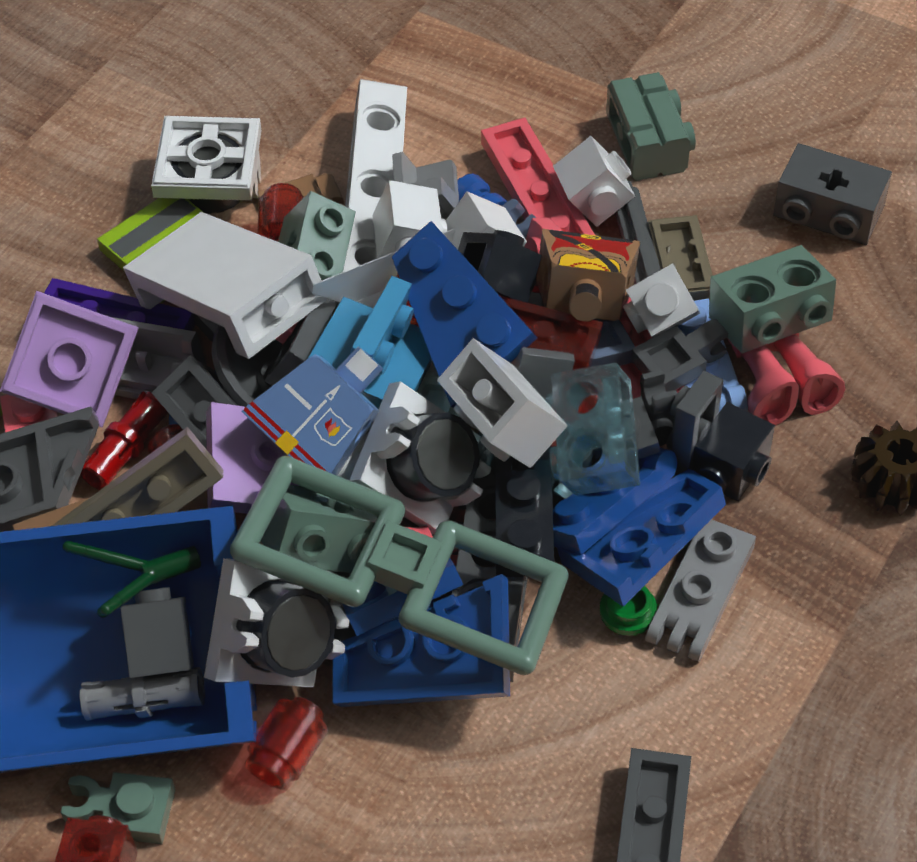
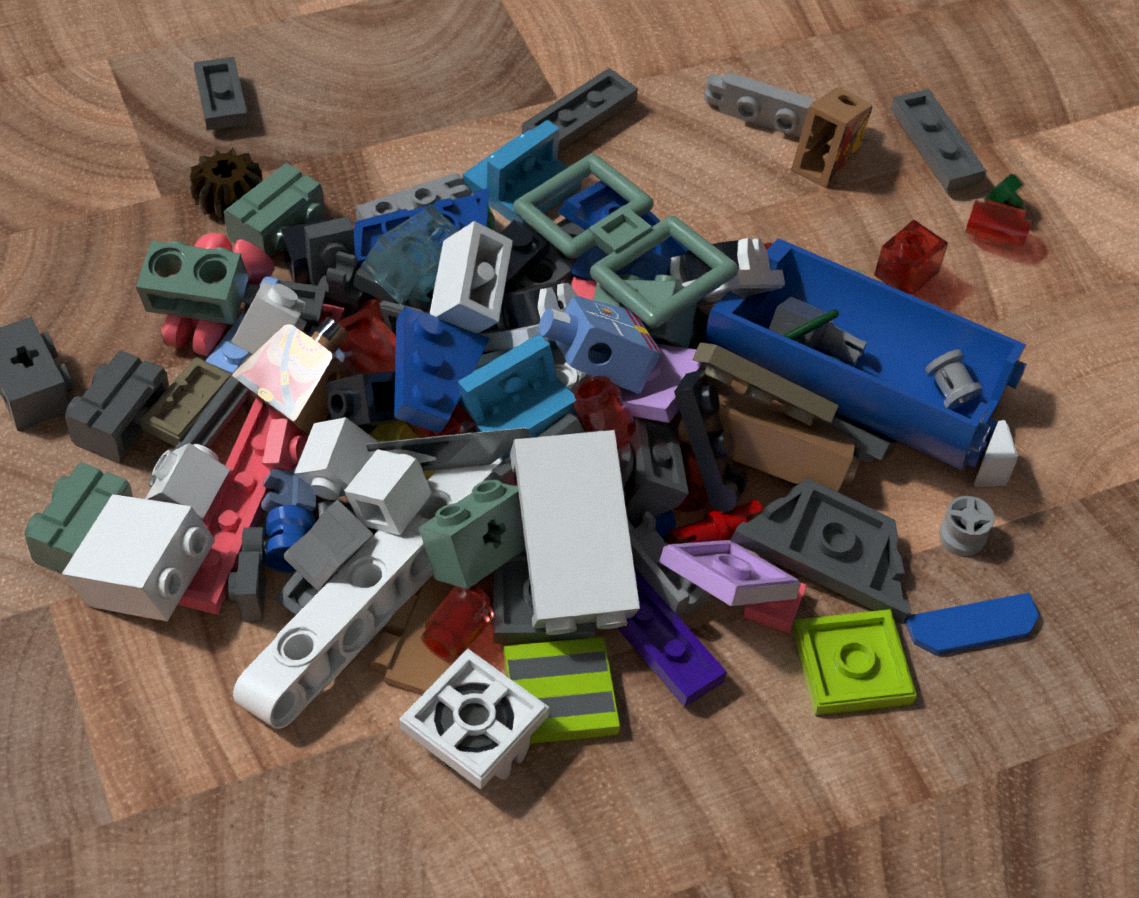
camera: 150 degrees left, 0 degrees up
(152, 432) = (709, 441): none -> black plate
(267, 365) = (604, 408): none -> clear red brick
(477, 157) = (249, 583): none -> dark grey plate
(561, 105) = (139, 557): none -> white piece
(629, 696) = (520, 168): none -> dark azure bracket
(729, 214) = (112, 407): none -> dark grey brick
(818, 470) = (274, 204): none -> sand green brick

